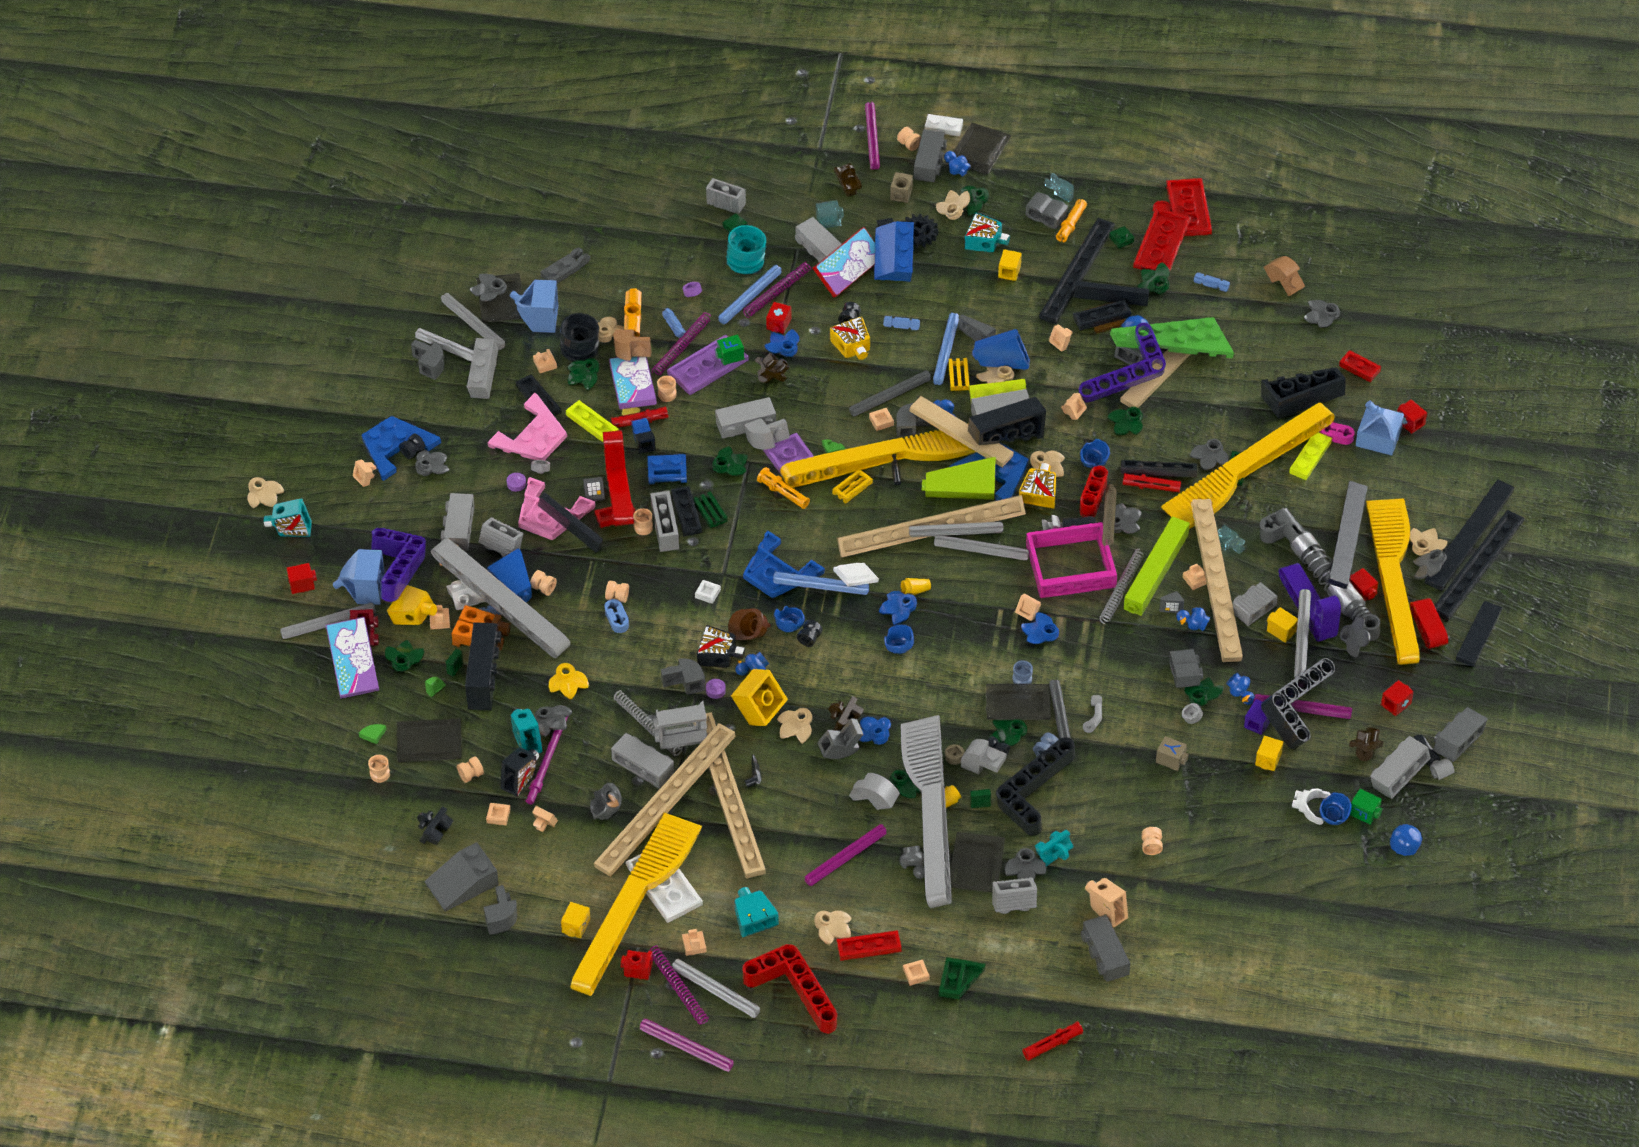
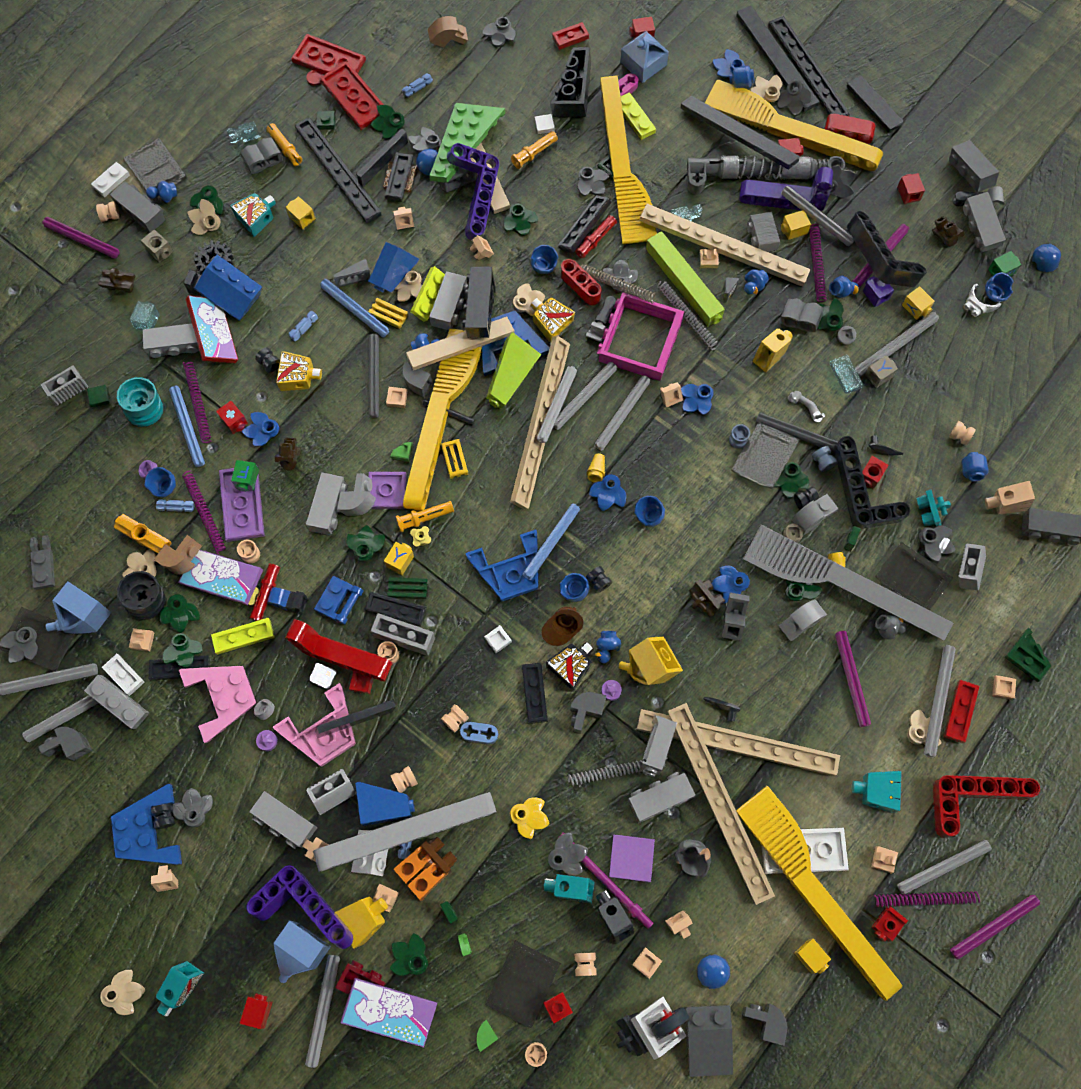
camera: 60 degrees left, 20 degrees up
(424, 765) = (558, 1007): none -> red brick
(449, 834) = (660, 1027): none -> white plate
(482, 666) = (477, 890): black wedge -> none
(508, 364) = (123, 674): none -> white plate
(520, 860) = (713, 971): none -> blue hair
(553, 389) = (182, 653): none -> dark green plate
(578, 765) = (631, 858): none -> medium lavender tile
(676, 638) = (534, 693): none -> black tile
(686, 301) = (160, 482): none -> blue hair
(732, 489) = (399, 558): none -> yellow brick
(762, 496) = (420, 541): none -> light yellow plate
(793, 725) = (690, 647): tan plate -> none
(855, 574) = (557, 508): white piece -> none
(867, 923) = (939, 701): none -> light grey axle
(985, 582) = (622, 413): none -> light grey axle
(1058, 787) = (878, 468): none -> red brick
(1091, 789) = (882, 449): none -> black bar
(1122, 862) = (974, 466): none -> blue head
(1131, 658) = (777, 343): none -> yellow torso
(1148, 729) = (846, 374): none -> clear light blue plate
(1155, 315) = (426, 140): none -> plate
(1200, 393) = (528, 153): none -> light orange pin
(1221, 759) = (898, 342): none -> light grey axle
(1245, 392) = (544, 124): none -> white tile
(1267, 656) = (818, 295): none -> magenta piece
(1419, 514) = (742, 77): none -> blue head
(1429, 501) = (727, 64): none -> plate

